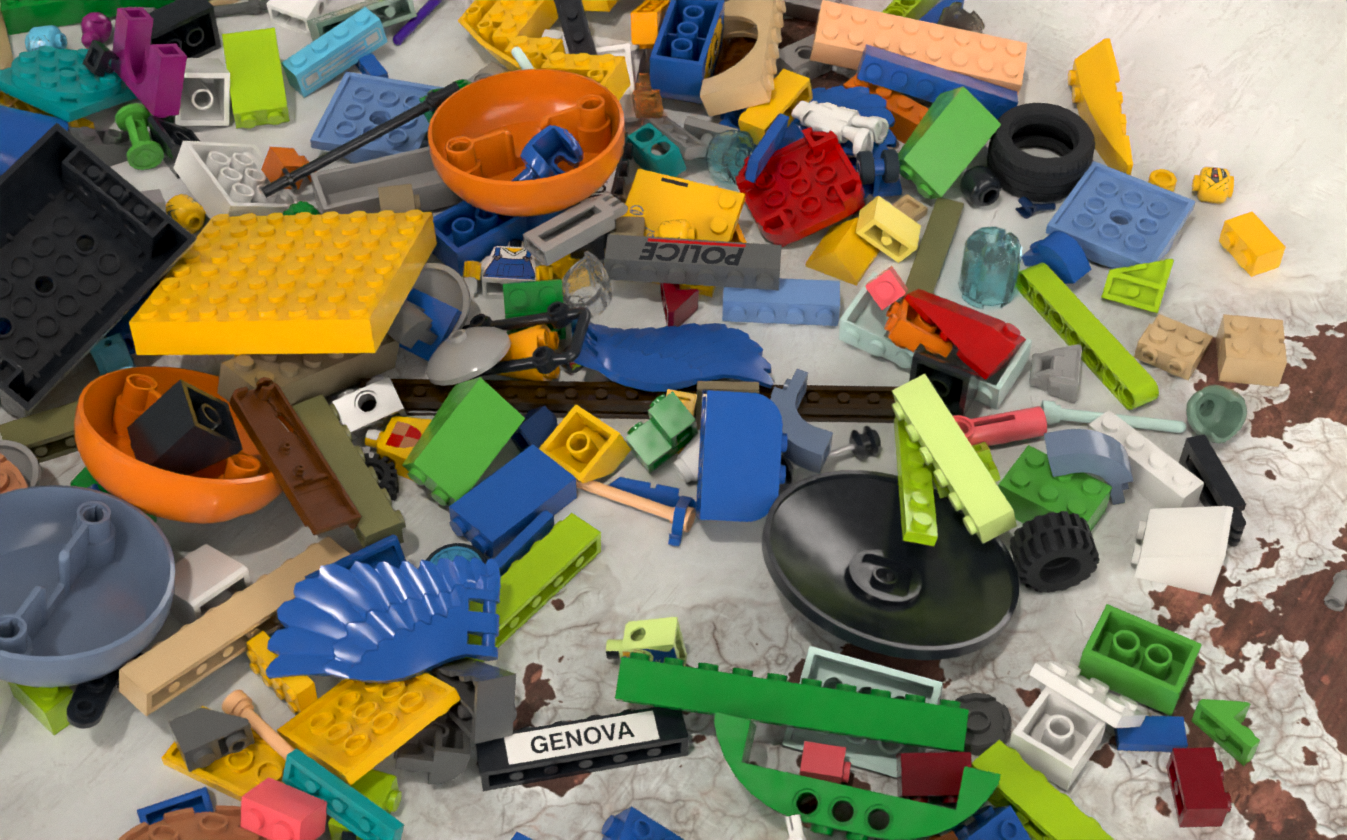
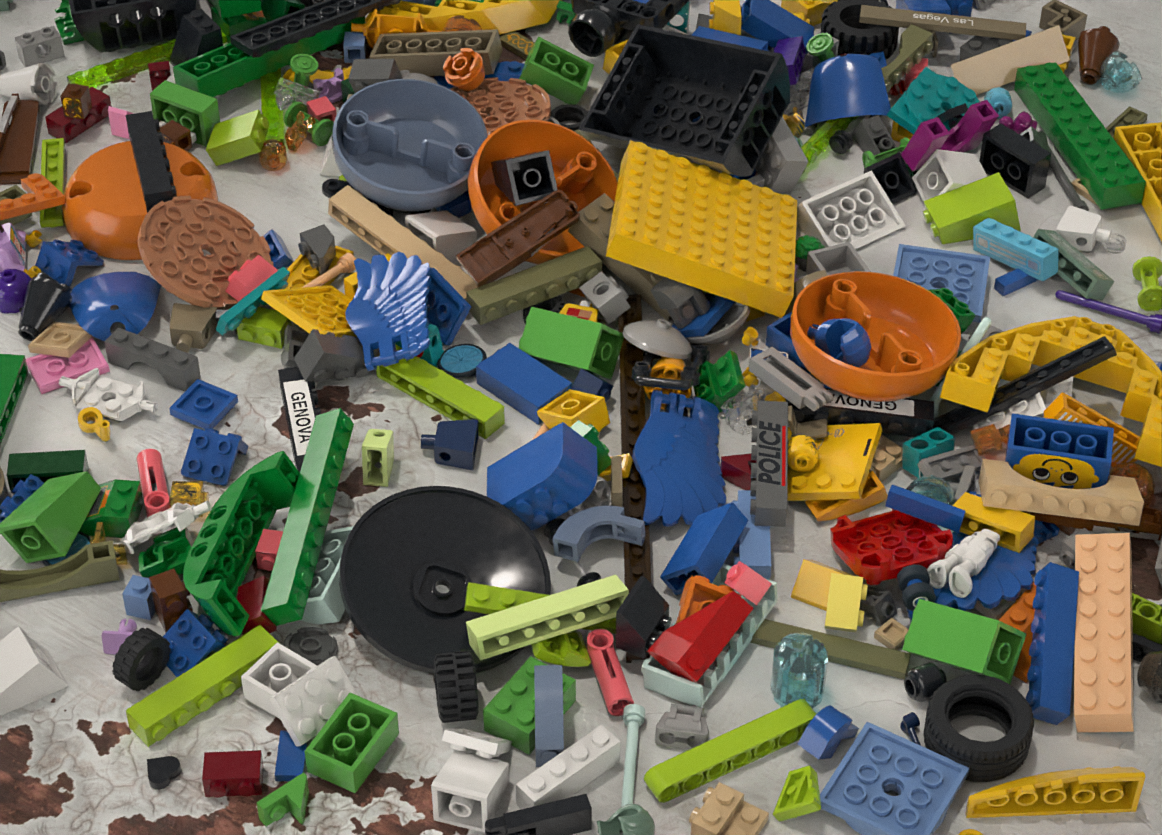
camera: 90 degrees right, 5 degrees down
(186, 212) = (809, 189): yellow head -> none
(280, 158) = (871, 239): orange brick -> none
(431, 103) = (845, 234): black bar -> none
(523, 542) = (477, 383): blue tile -> none
(624, 573) = (454, 443): none -> dark blue torso
(816, 332) = (704, 546): none -> blue brick
(1122, 537) = (485, 744): none -> white plate

